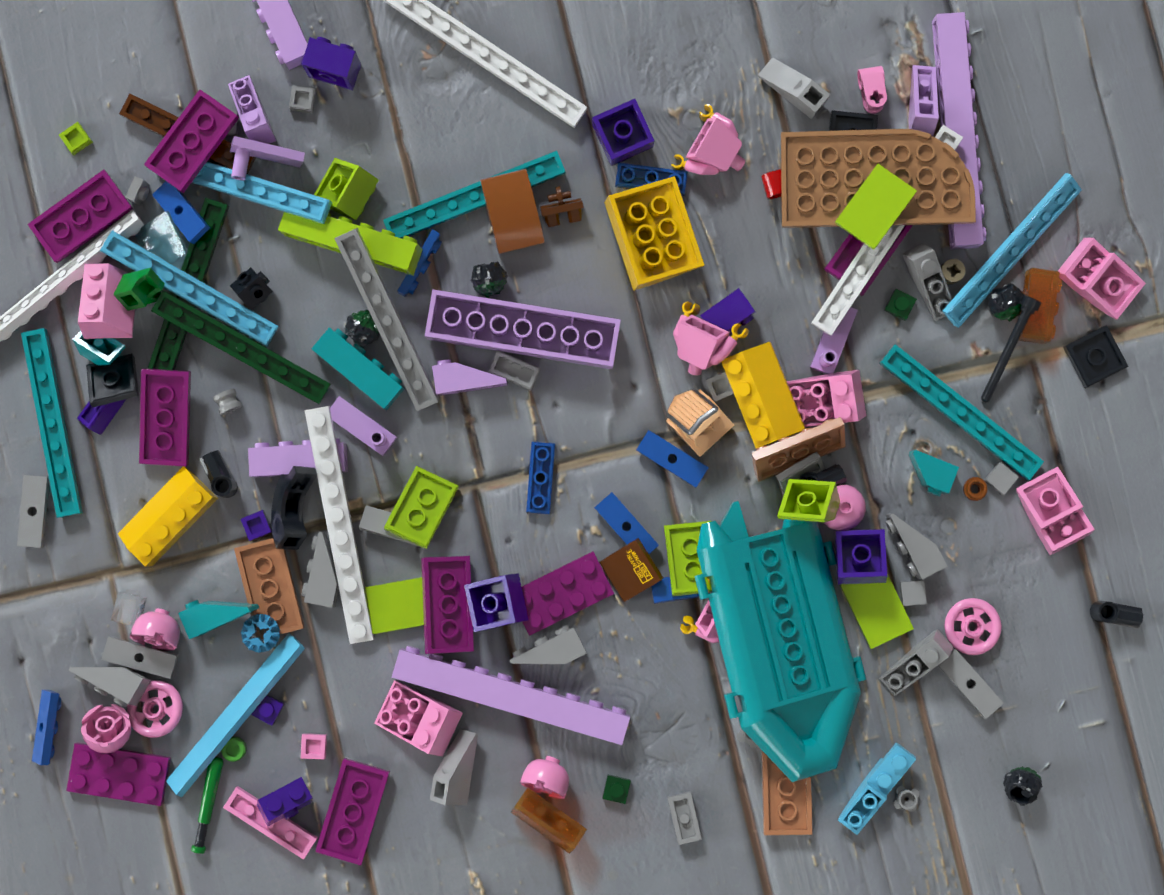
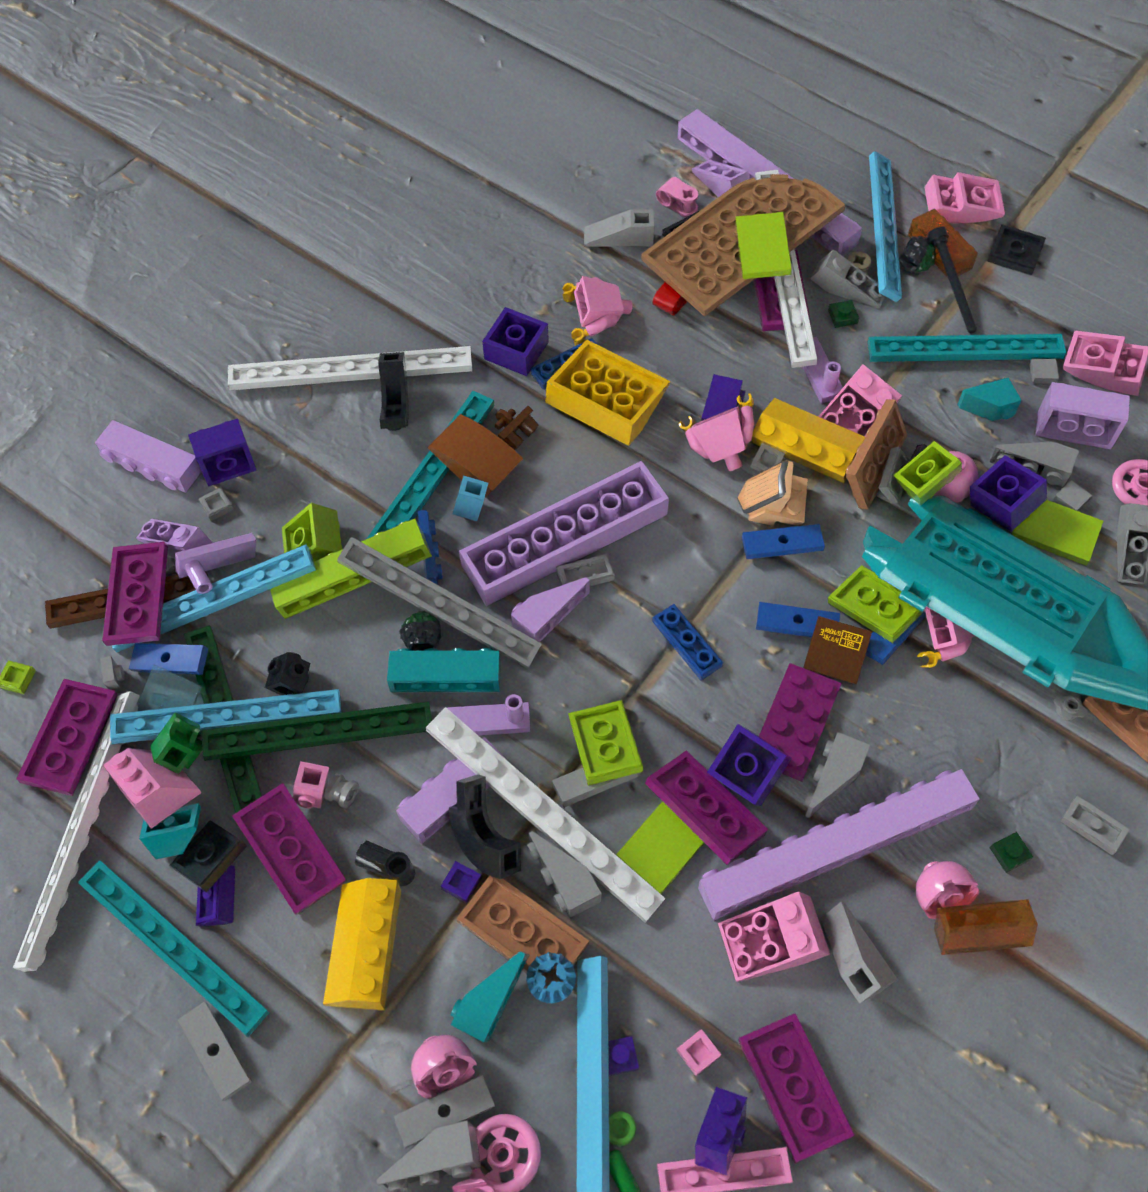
camera: 35 degrees left, 25 degrees down
(207, 385) = (310, 785): none -> bright pink brick
(479, 247) = (470, 498): none -> medium azure brick
(489, 279) = (498, 514): black piece -> none
(495, 109) = (393, 391): none -> black arch
(980, 541) = (1082, 415): none -> lavender brick
(982, 488) = (1034, 390): dark orange plate -> none

